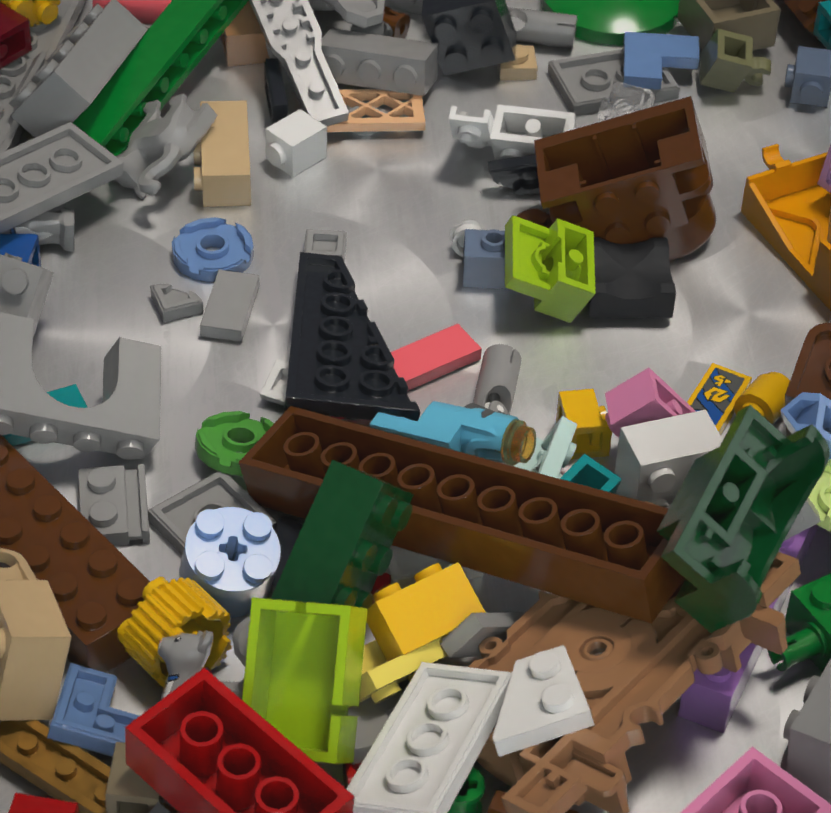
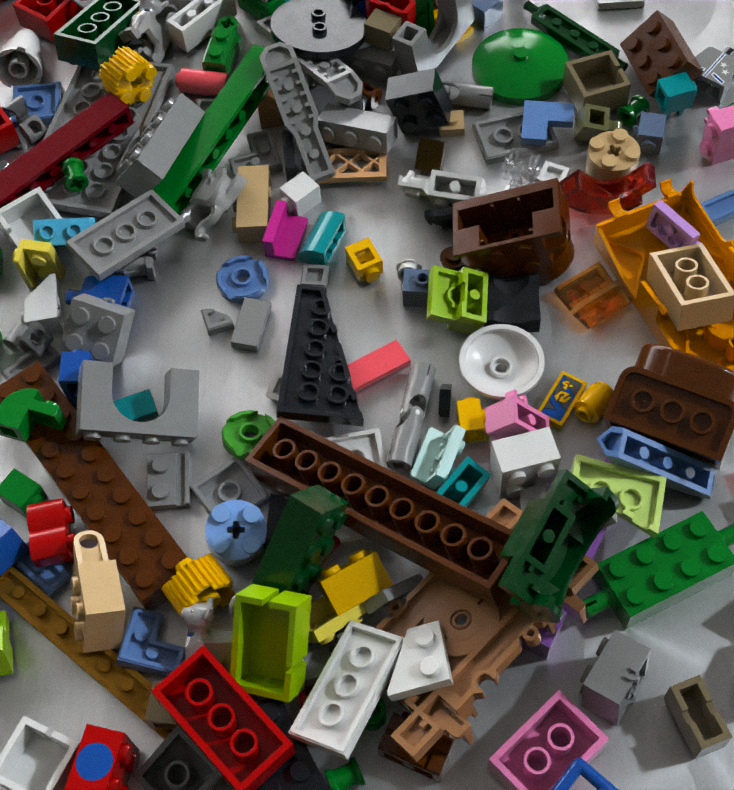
camera: 10 degrees right, 15 degrees up
(231, 84) = (262, 153): none -> light grey tile
(272, 194) = (284, 233): none -> dark pink panel
(335, 197) = (323, 238): none -> teal brick
(407, 232) = (366, 265): none -> yellow brick
(466, 430) = (386, 438): medium azure plate -> none
(489, 89) = (430, 155): none -> dark brown brick
(539, 399) = (445, 400): none -> black tile
(618, 339) = (504, 349): none -> white dish
(738, 149) = (592, 194): none -> clear red arch
(748, 272) = (593, 295): none -> clear orange slope
(761, 105) = (612, 155): none -> tan brick
(783, 50) = (632, 111): none -> green bush

